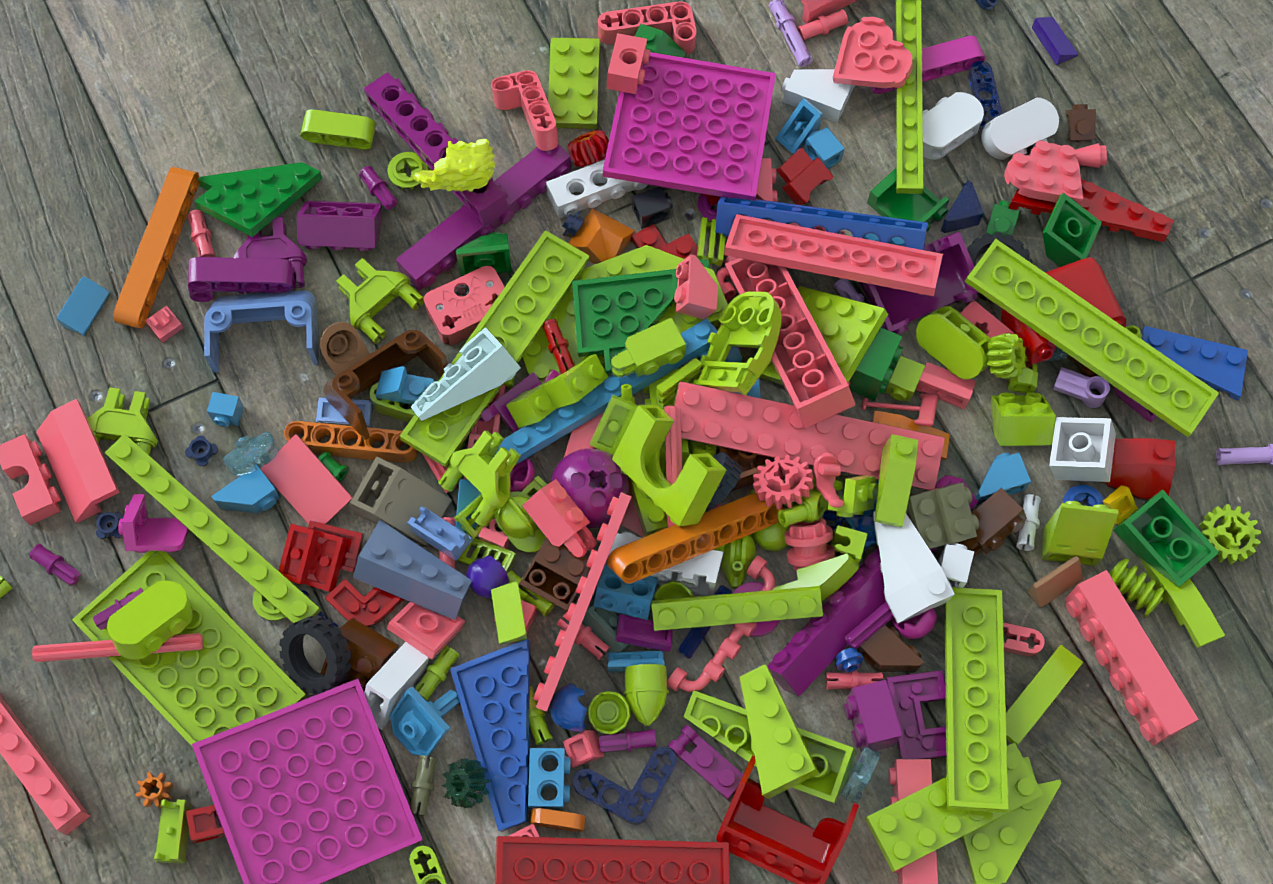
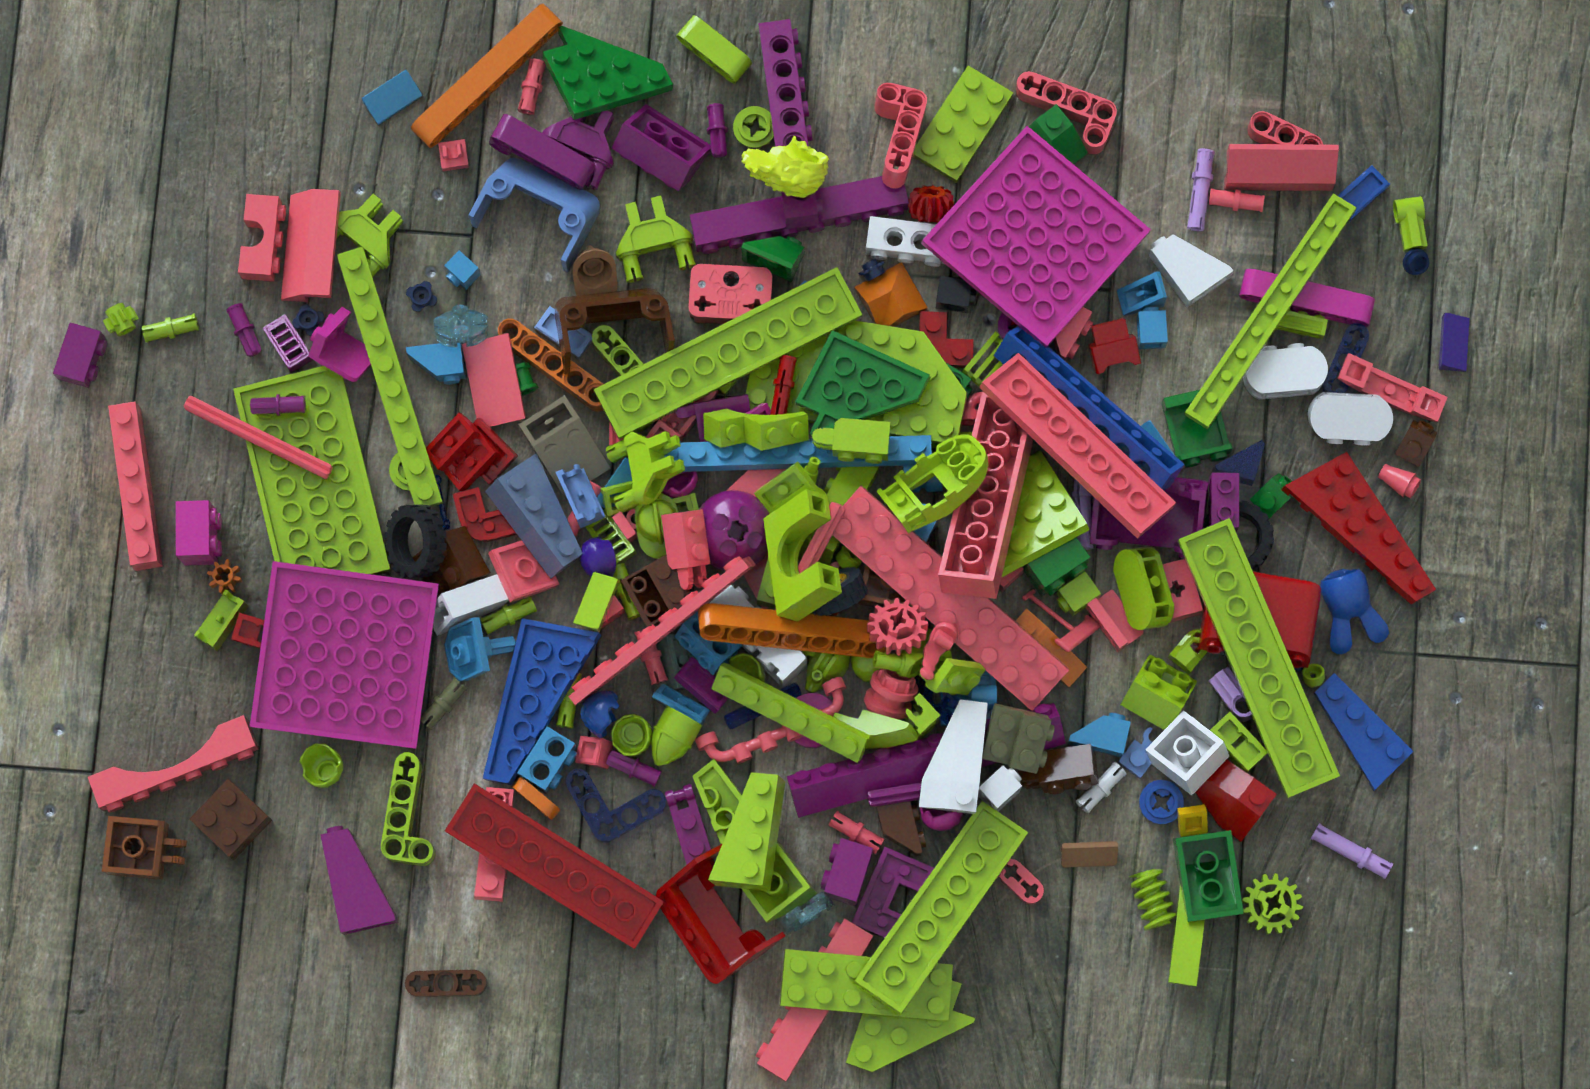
camera: 35 degrees right, 10 degrees up
(106, 764) = (197, 532): none -> dark pink brick
(118, 566) = (299, 360): none -> magenta slope
(150, 620) = (296, 431): lime brick -> none
(400, 386) = (625, 344): dark azure slope -> none
(466, 783) = (478, 723): clear green gear -> none
(479, 369) = (693, 370): light aqua wedge -> none
(627, 63) = (1016, 130): coral brick -> none
(667, 390) = (870, 481): lime tile -> none
(695, 290) = (932, 406): coral slope -> none
(849, 660) = (860, 812): blue plate -> none
(872, 56) = (1249, 266): coral plate -> none
(895, 479) = (992, 684): lime slope -> none
(937, 85) = (1303, 324): none -> lime piece
(973, 232) = (1223, 498): none -> magenta brick
(1006, 355) = (1176, 628): lime gear -> none
(1040, 693) = (1005, 938): lime slope -> none
(1041, 479) = (1136, 757): none -> medium blue plate
(1046, 172) = (1339, 478): coral plate -> none
(1060, 94) = (1396, 392): none -> coral slope
(1069, 232) = (1320, 546): green slope -> none
(1078, 532) = (1129, 824): lime slope -> none
(1118, 262) = (1348, 597): none -> blue piece
(1126, 419) = (1241, 745): none -> lime brick
(1129, 658) = (1100, 954): coral brick -> none

